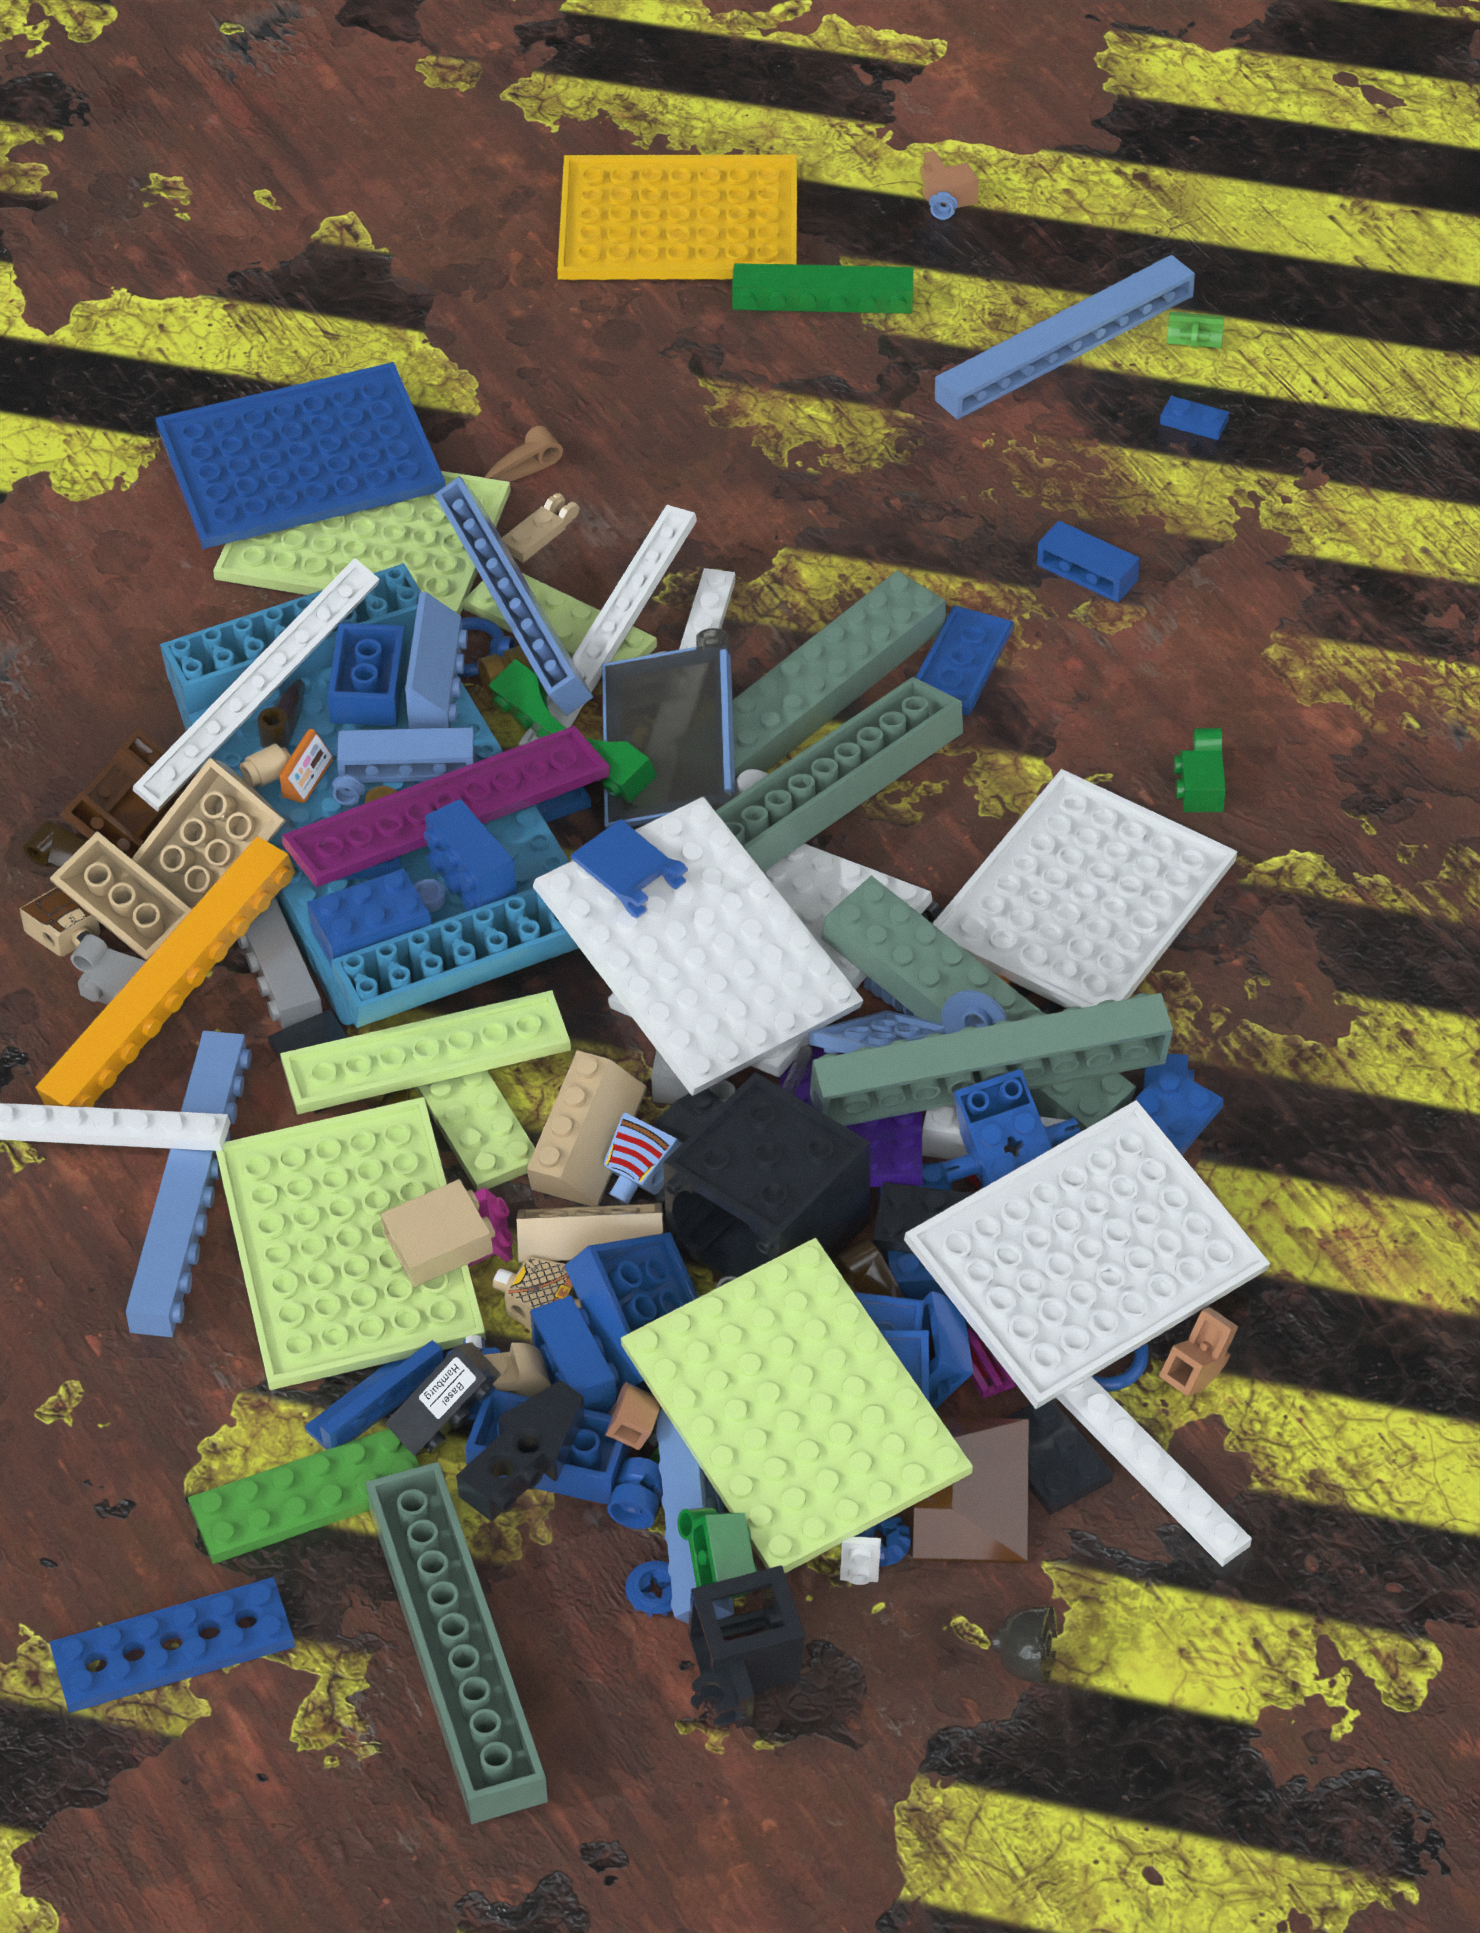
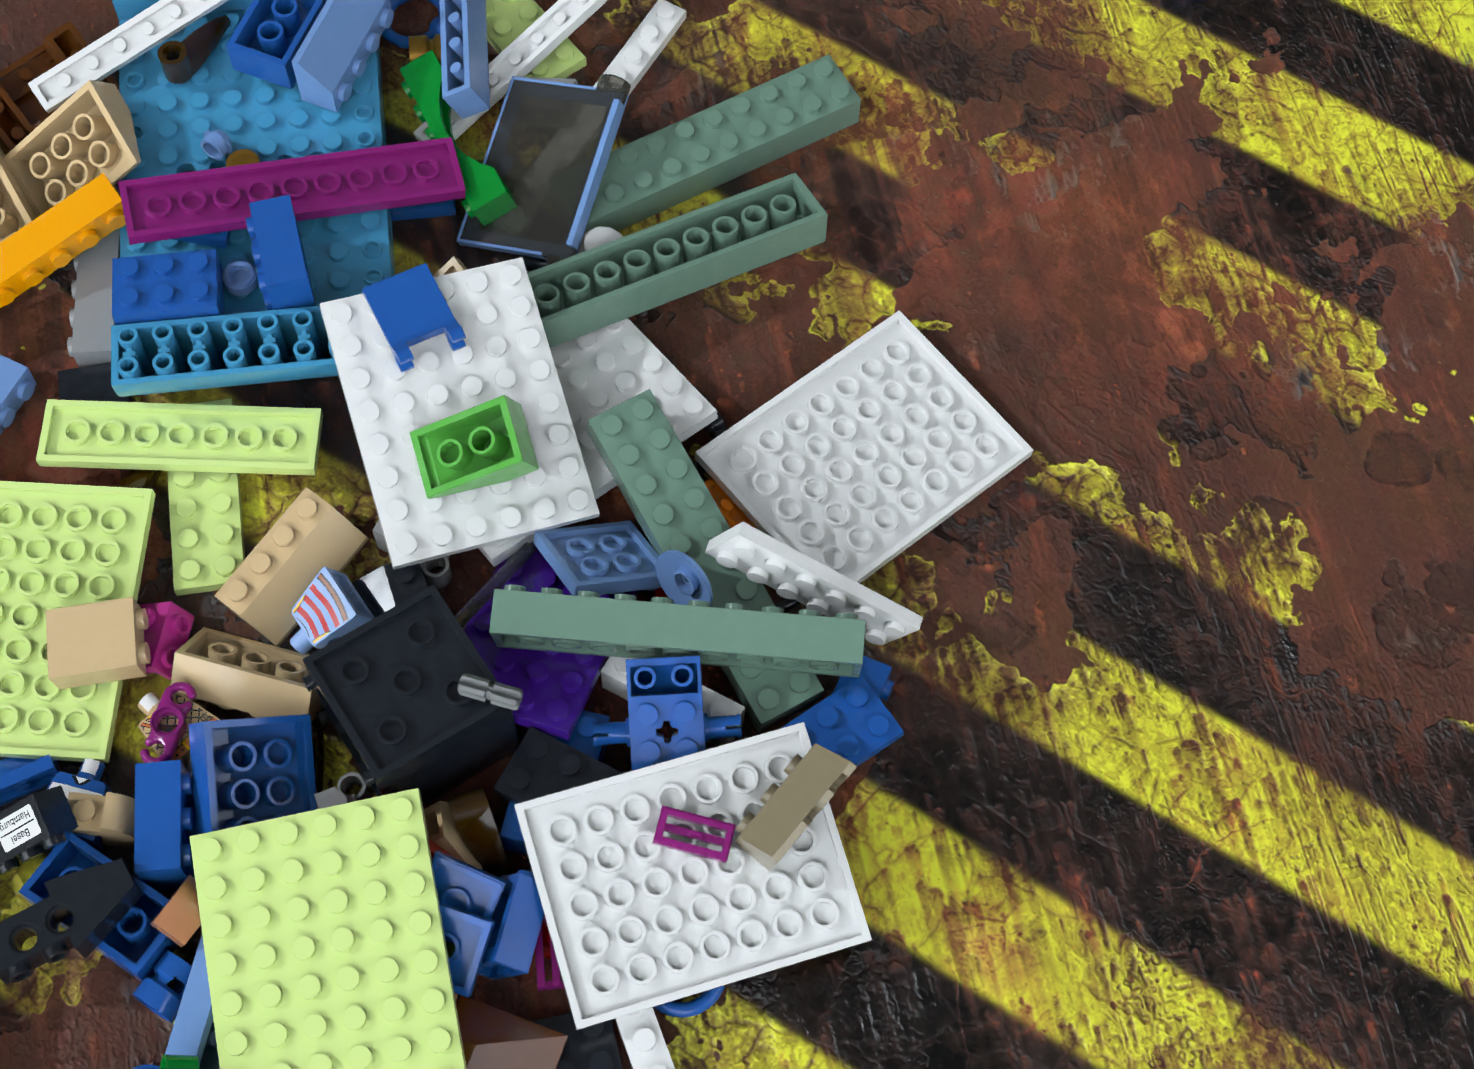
camera: 15 degrees right, 15 degrees up
(264, 765) = (152, 98): tan brick -> none
(305, 768) = (187, 110): slope -> none
(403, 753) = (280, 122): medium blue brick -> none
(531, 1268) = (168, 708): none -> magenta piece
(732, 964) = (474, 448): none -> bright green slope
(859, 1136) = (482, 689): none -> piece
(965, 654) = (859, 161): blue tile -> none
(1059, 981) = (810, 582): none -> white plate
(1078, 1220) = (688, 848): none -> magenta tile
(1088, 561) = (1017, 92): blue brick -> none
(1161, 1155) = (792, 805): none -> dark tan wedge
(1201, 773) = (1032, 353): green hinge -> none
(1203, 1356) = (767, 1013): nougat brick -> none

